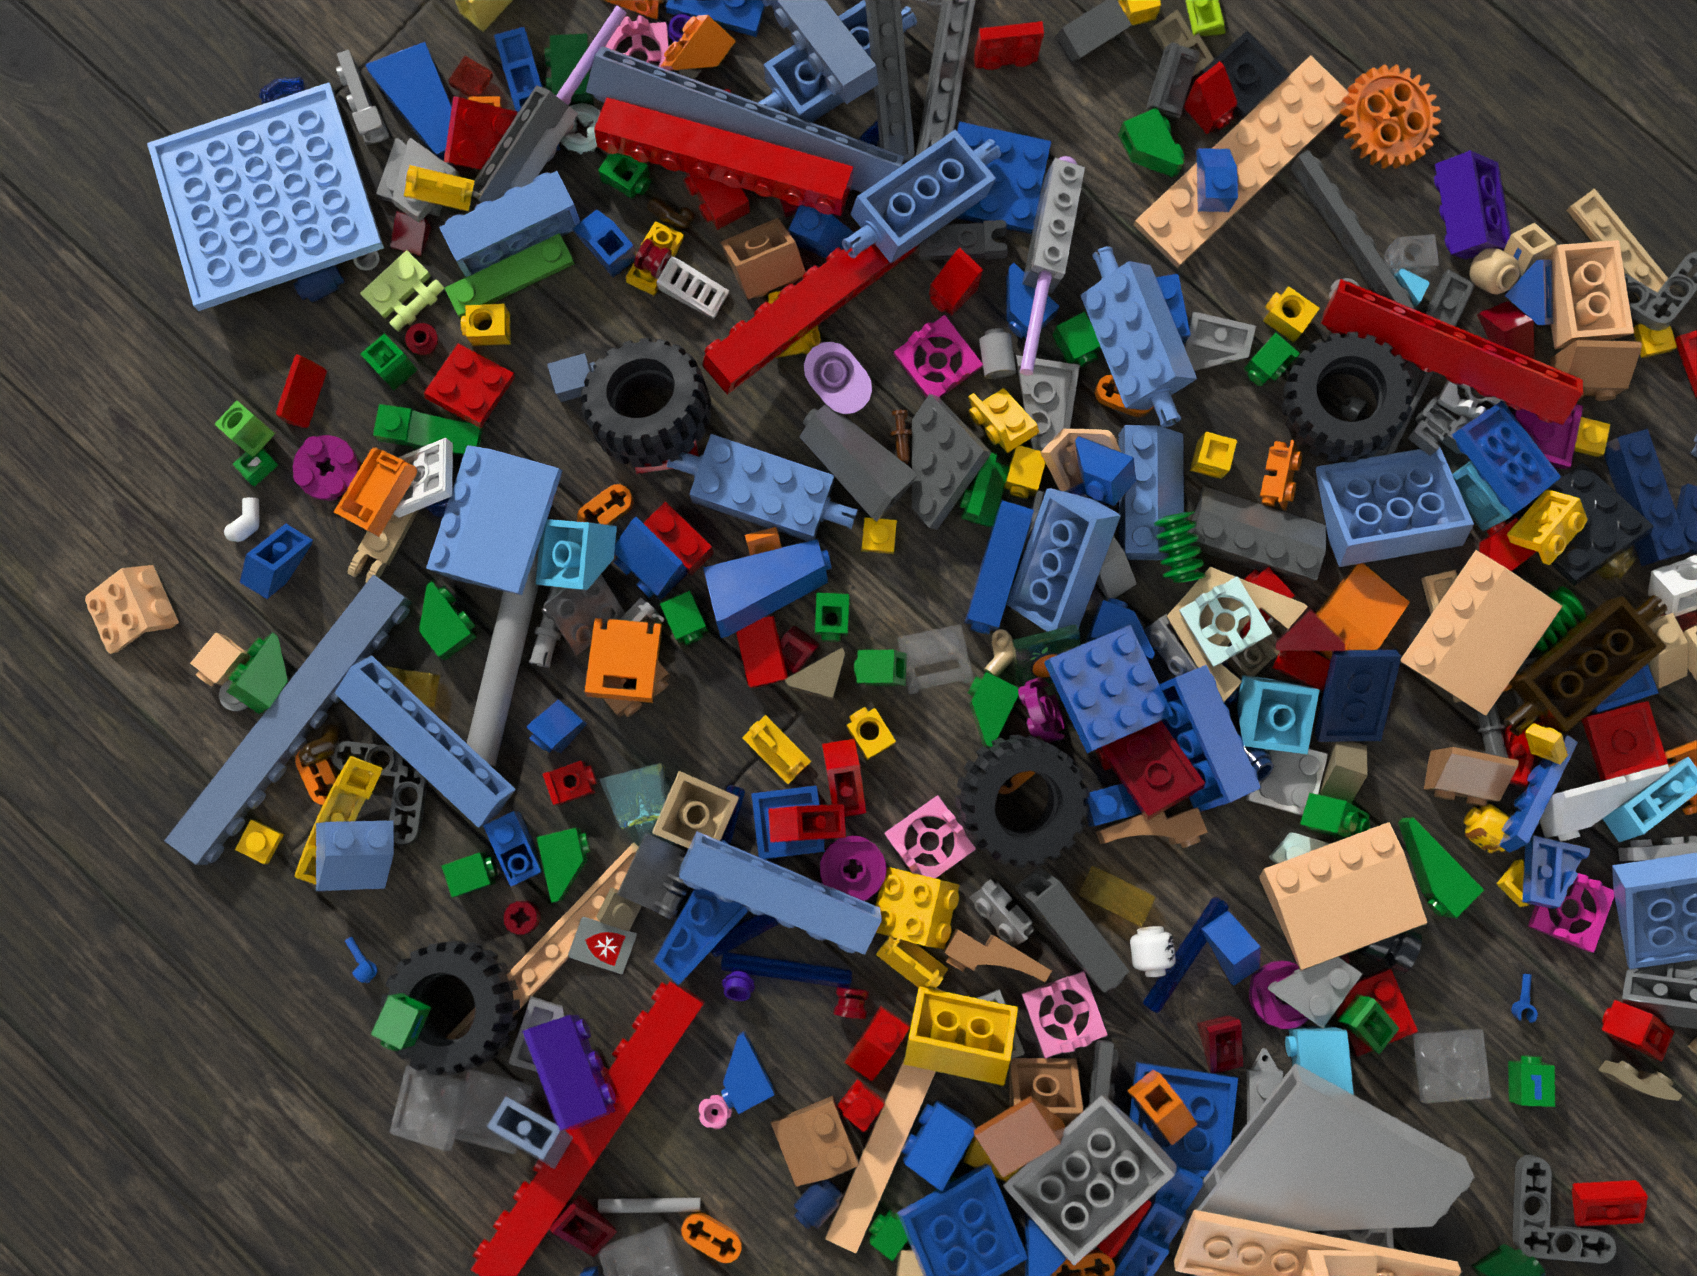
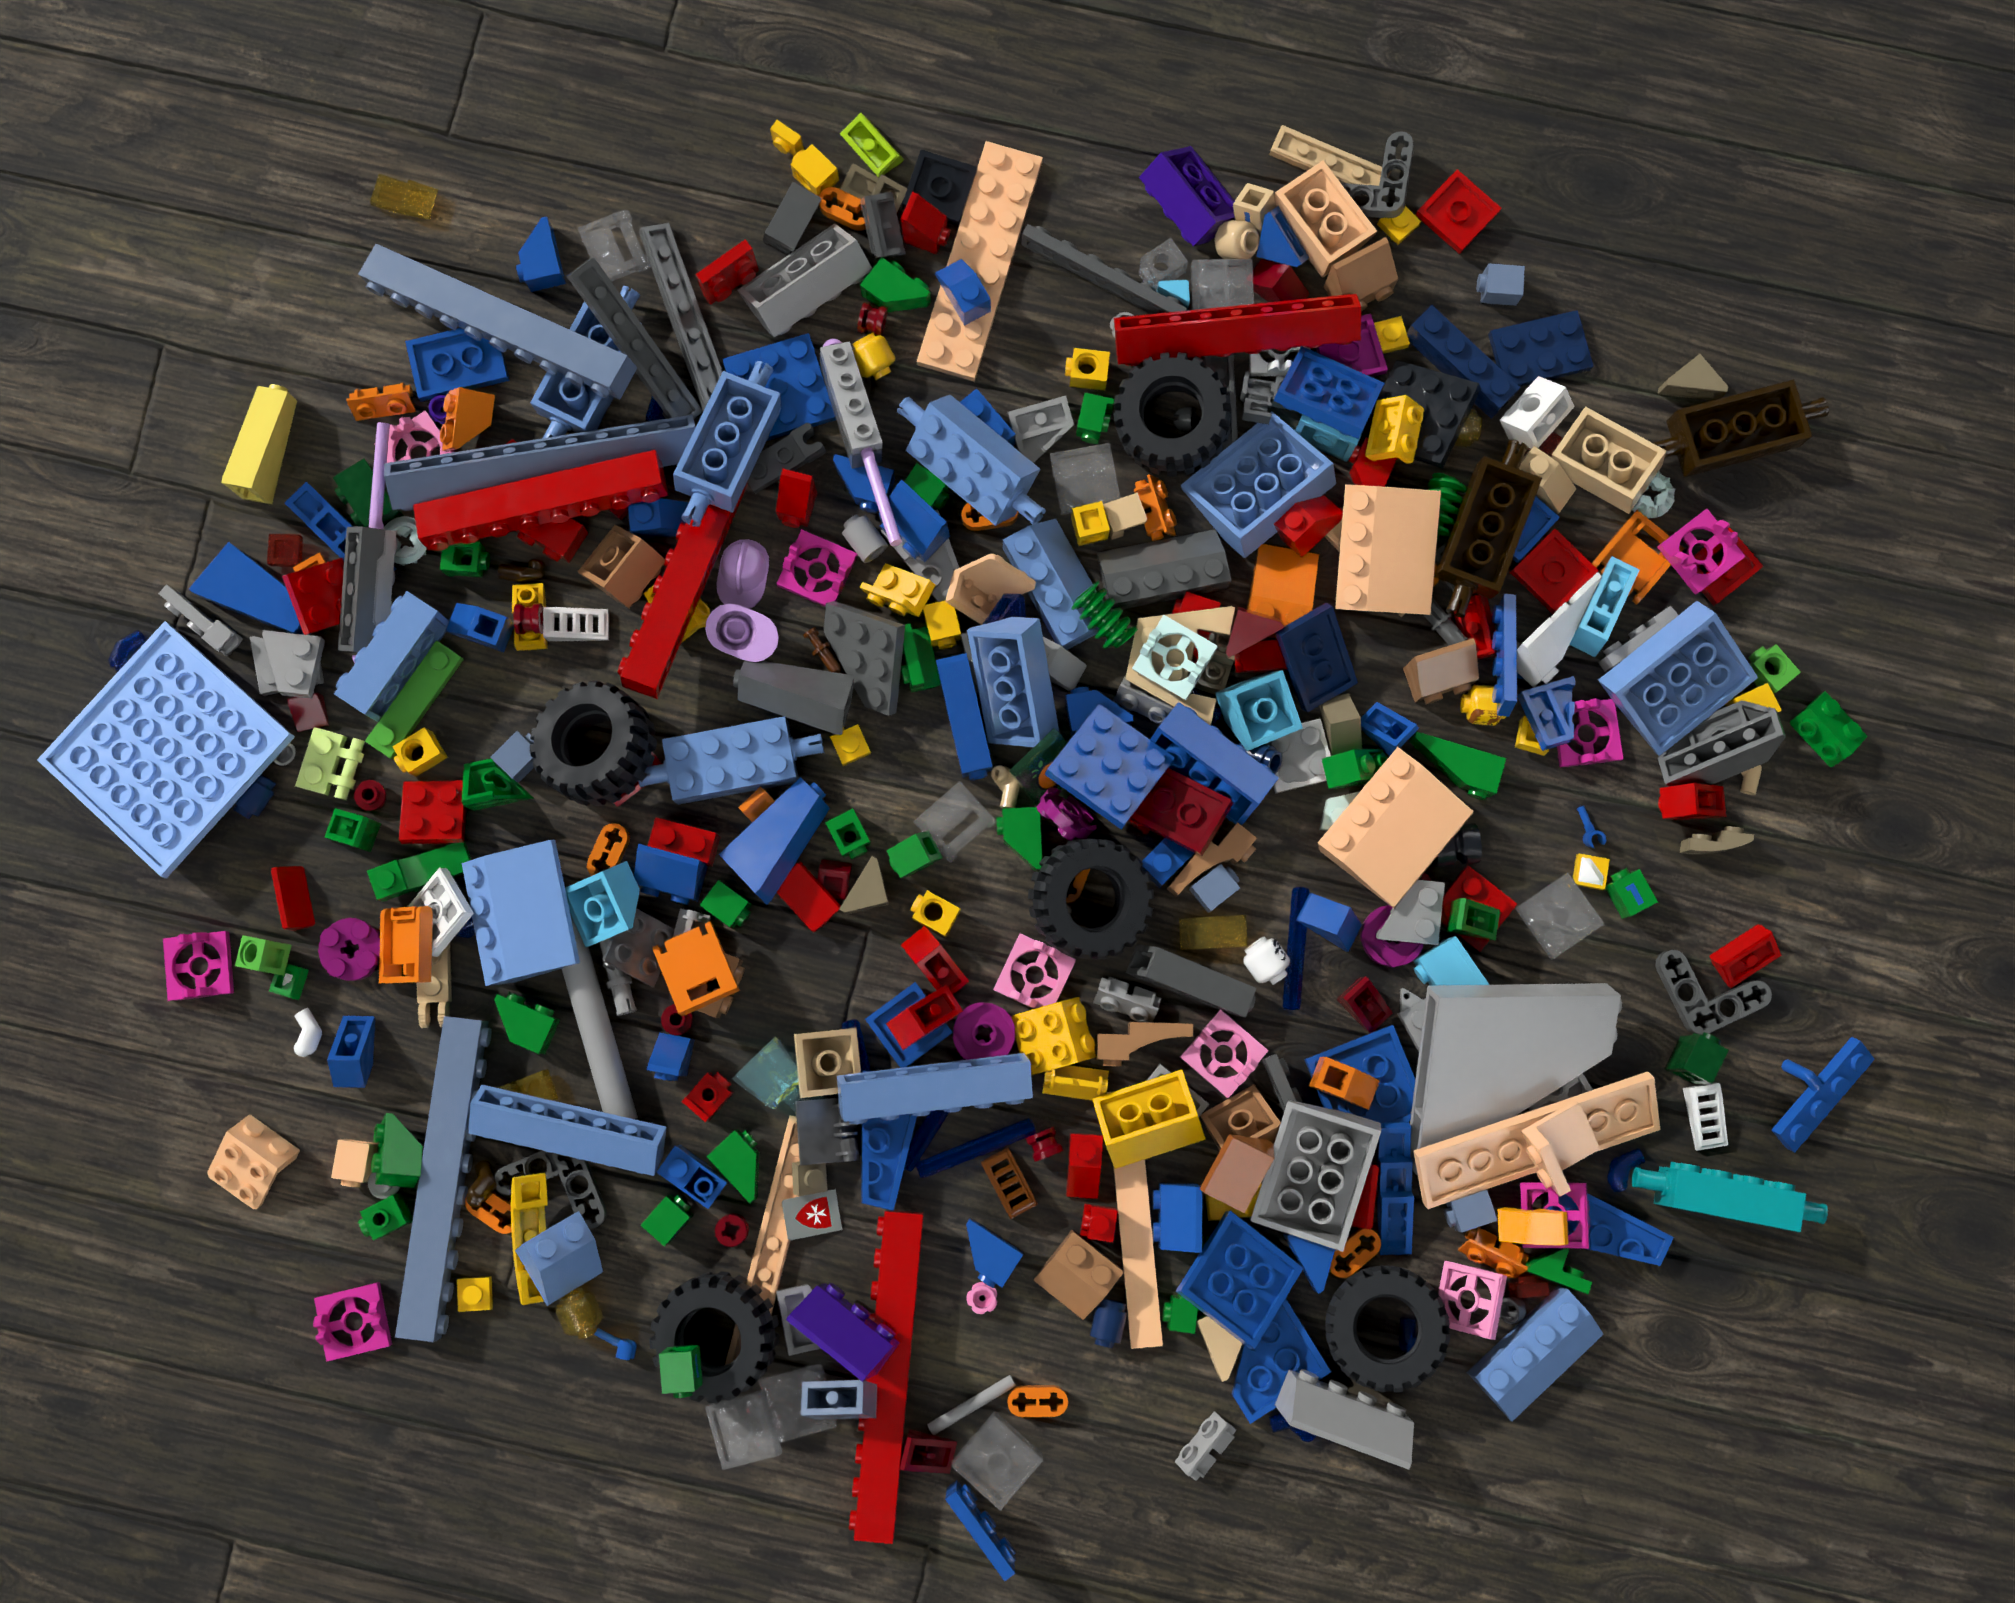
camera: 25 degrees left, 0 degrees up
(160, 809) = (377, 1316): none -> dark pink piece
(198, 434) = (172, 949): none -> dark pink piece
(229, 730) = (396, 1216): none -> green brick
(341, 914) = (579, 1313): none -> clear yellow head
(438, 188) = (313, 660): yellow hinge -> none
(532, 390) = (489, 786): none -> green slope
(579, 707) = (680, 1029): none -> dark red plate
(738, 986) = (943, 1184): dark purple plate -> none
(776, 749) = (865, 970): yellow hinge -> none
(798, 1049) = (1021, 1207): none -> reddish brown slope
(868, 325) = (743, 573): none -> lavender piece
(1056, 365) = (917, 523): none -> blue slope
(1075, 92) = (805, 280): none -> light grey slope
(1098, 194) = (873, 356): none -> yellow head
(1104, 471) = (1006, 588): blue slope -> none
(1117, 162) = (875, 320): none -> dark red wheel
(1142, 856) = (1215, 887): none -> sand blue brick
(1144, 49) = (839, 214): none -> orange beam
(1231, 410) = (1084, 476): none -> clear plate
(1250, 464) = (1124, 514): none -> tan panel
(1386, 799) = (1387, 727): none -> blue slope
(1390, 116) = (1065, 176): orange gear -> none
(1416, 567) = (1308, 523): none -> red slope
(1459, 301) = (1221, 283): none -> clear plate
(1504, 1040) = (1590, 871): none -> tile
(1546, 743) = (1489, 610): yellow plate -> none

